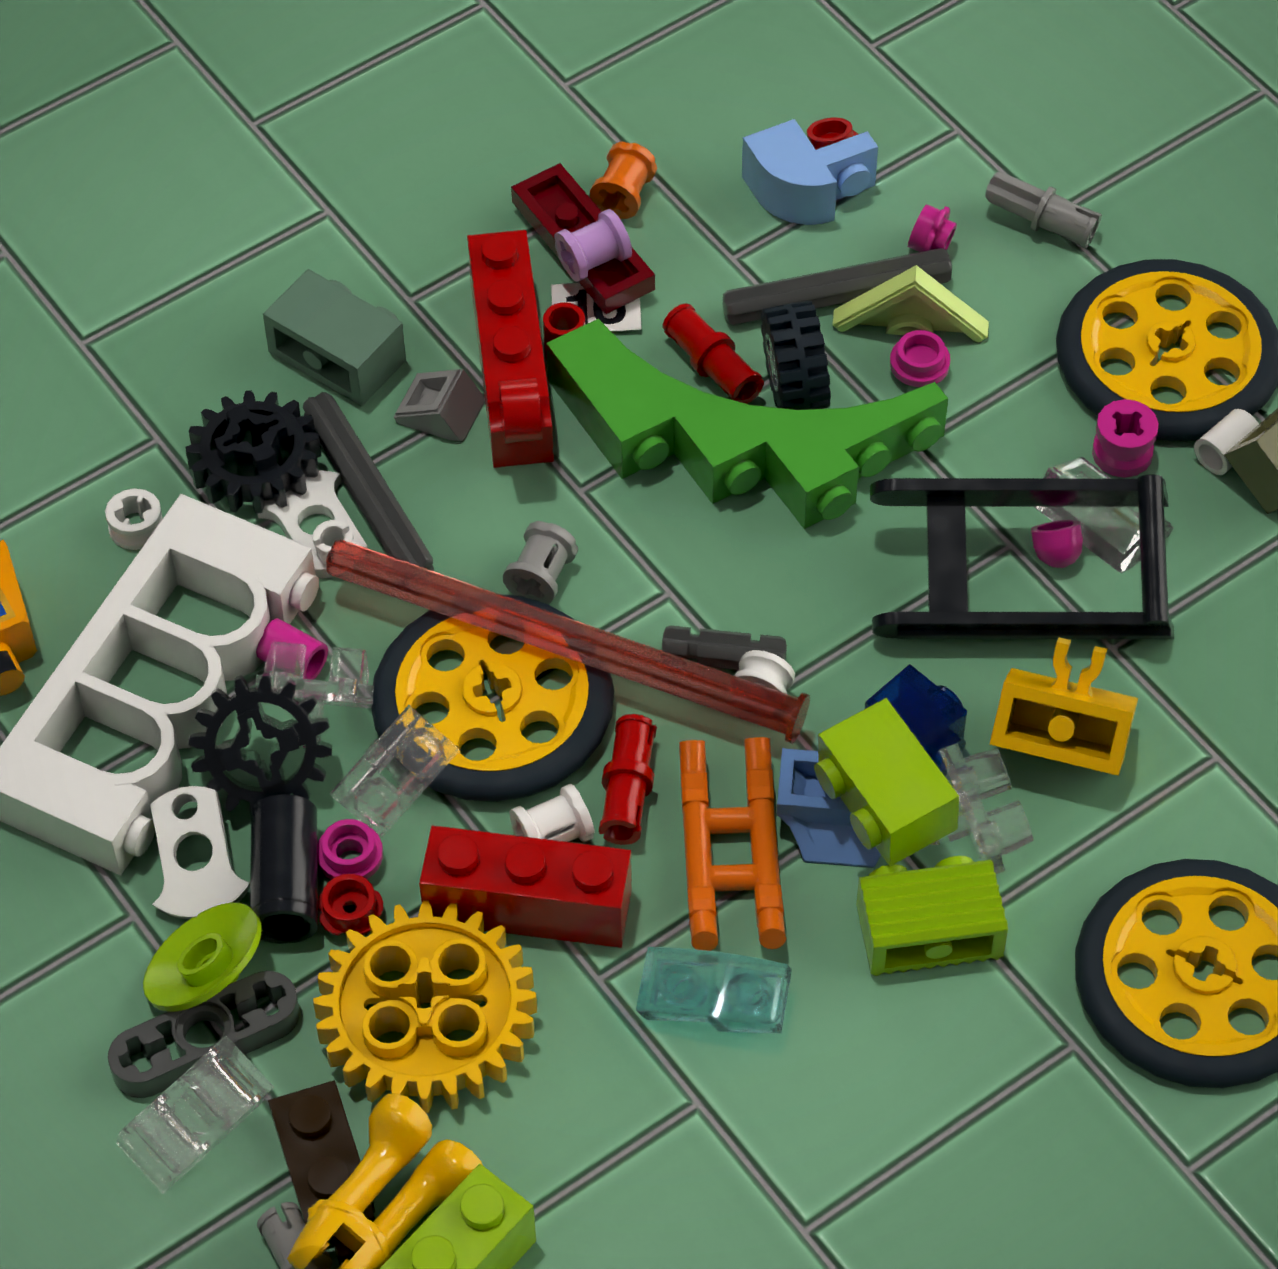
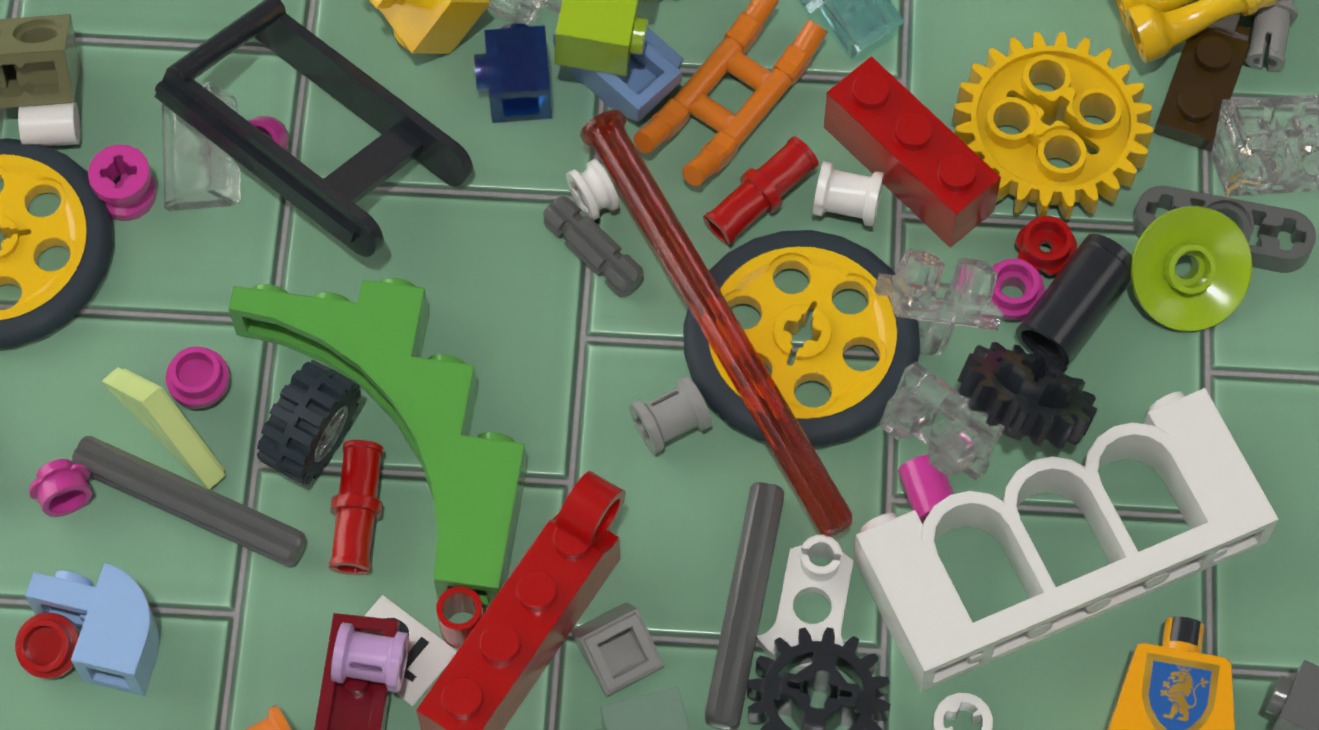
camera: 140 degrees left, 10 degrees up
(186, 891) = (1121, 391): white piece -> none

